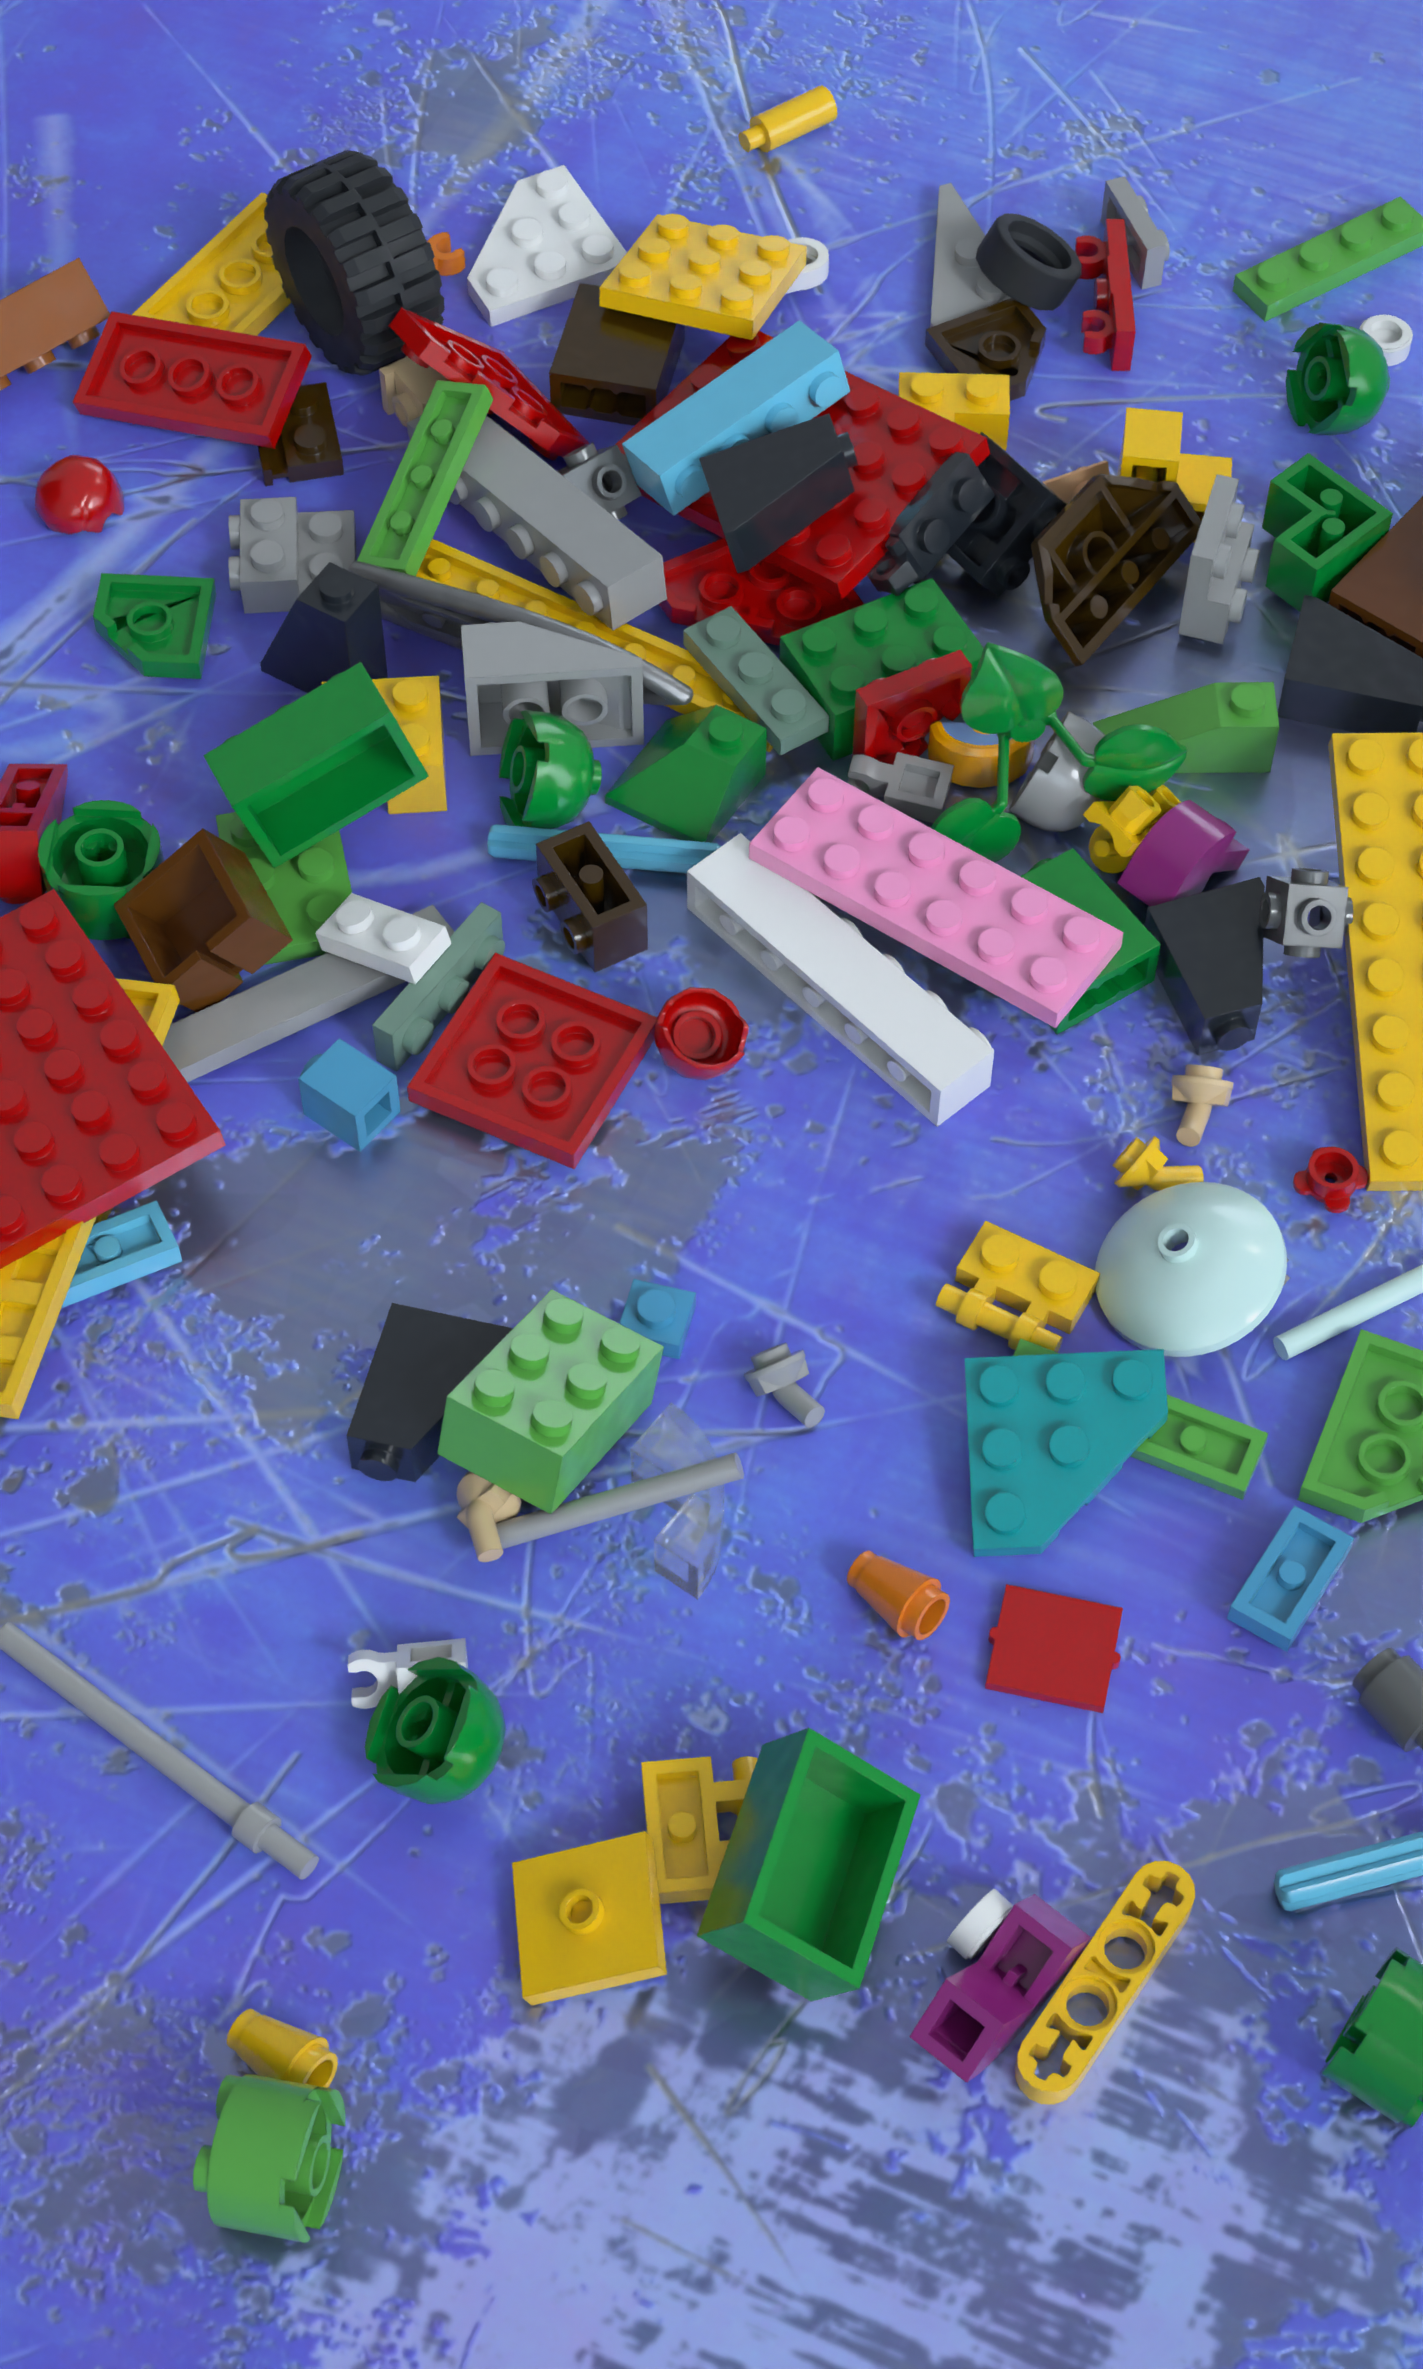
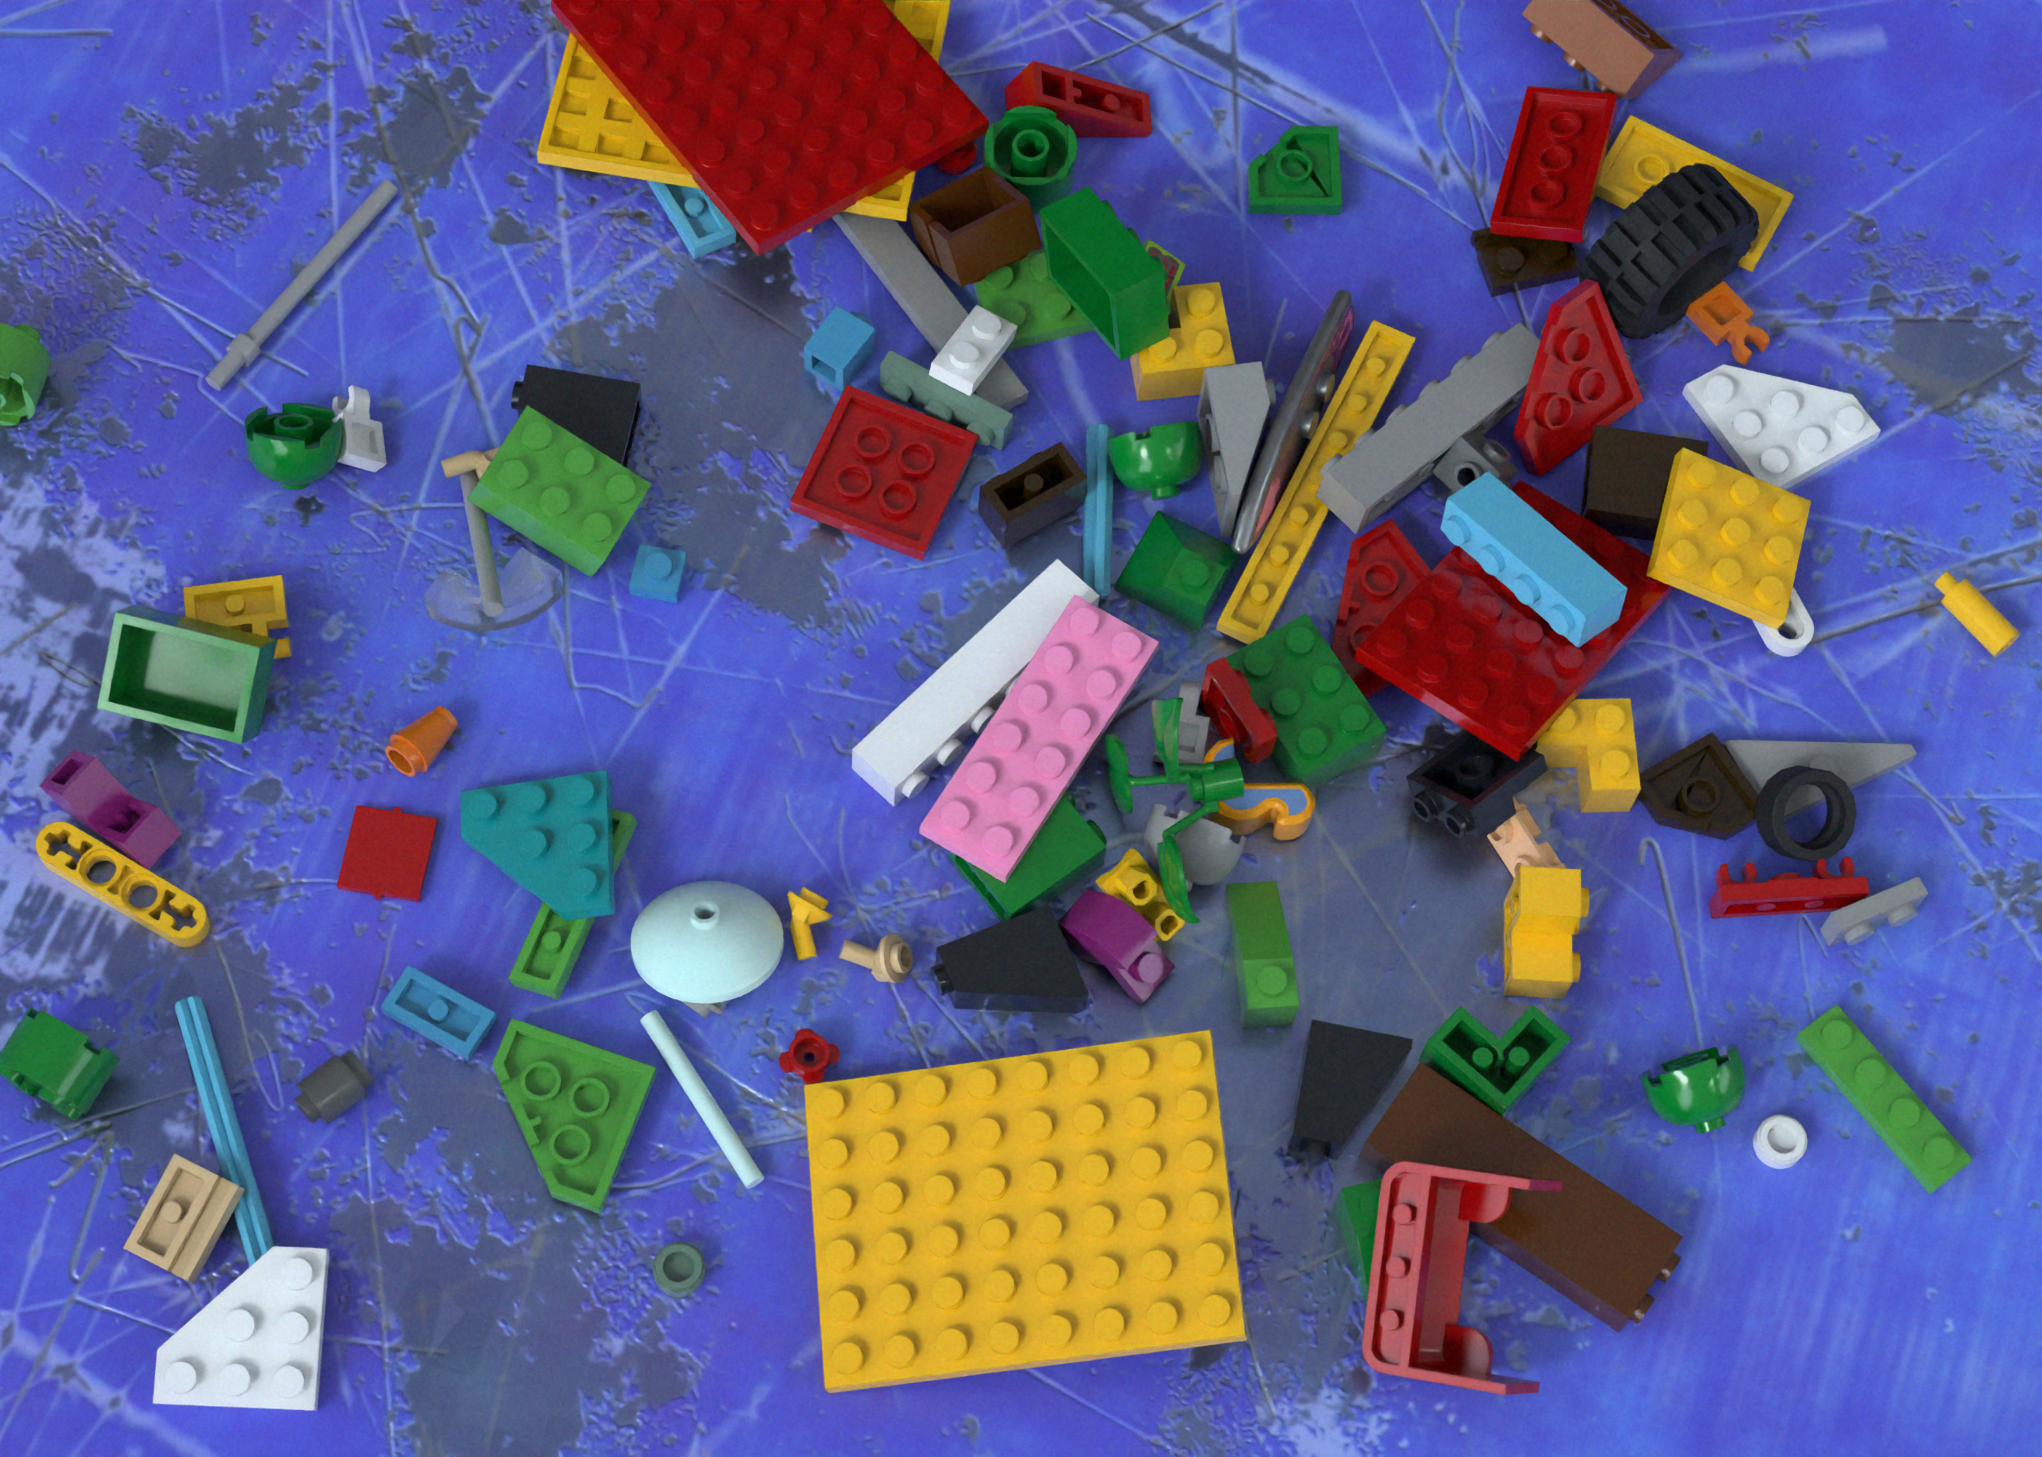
camera: 80 degrees right, 10 degrees up
(77, 495) = (1428, 105): red hair -> none
(282, 2050) = (76, 380): yellow cone -> none
(284, 550) = (1384, 262): light grey plate -> none
(329, 631) = (1267, 290): black slope -> none
(426, 476) = (1441, 334): bright green plate -> none
(588, 1918) = (167, 550): yellow plate -> none
(700, 1033) = (908, 582): red hair -> none
(756, 680) = (1271, 602): sand green plate -> none
(777, 1372) = (611, 655): light grey plate -> none
(778, 486) = (1442, 586): black slope -> none
(931, 524) = (1434, 720): black hinge -> none
(980, 1925) = (158, 795): white tile -> none
(1021, 1276) = (705, 831): yellow plate -> none
(1108, 555) = (1426, 869): dark brown wedge -> none
(1219, 566) = (1437, 964): light grey plate -> none
(1286, 910) = (1044, 1020): dark grey brick -> none

